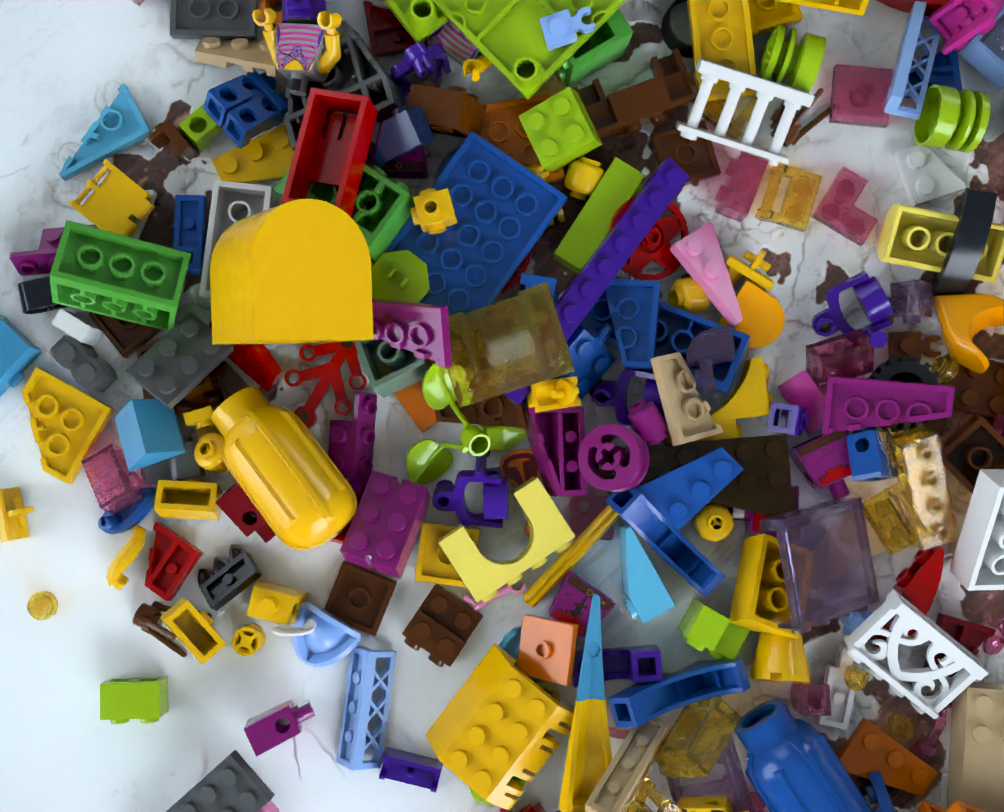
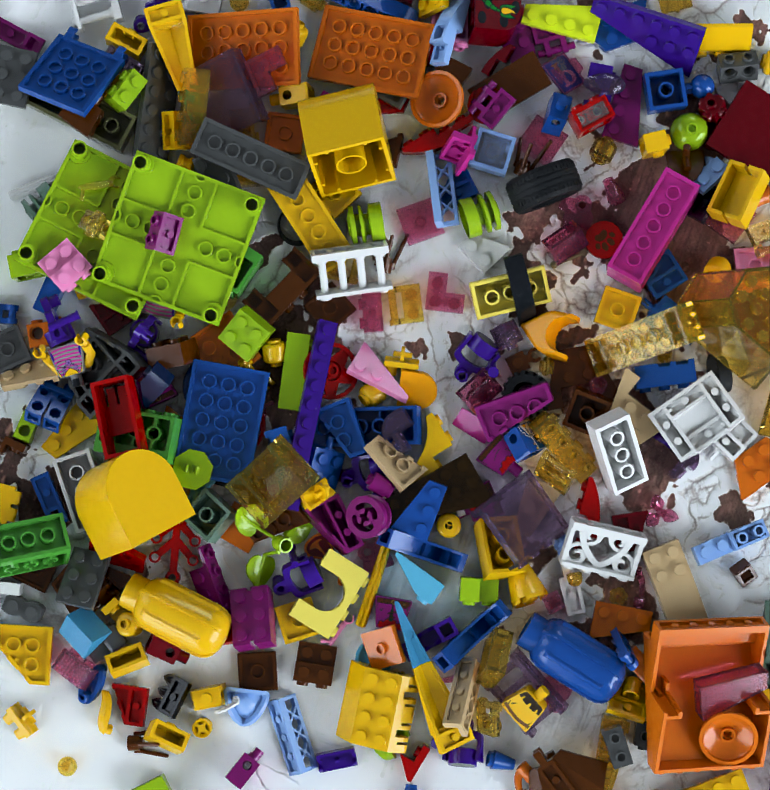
camera: 25 degrees left, 0 degrees up
(415, 328) = (216, 495): magenta wing -> none
(439, 219) = (201, 420): yellow brick -> none
(561, 28) = (219, 278): light blue plate -> none
(792, 418) = (468, 439): dark purple brick -> none

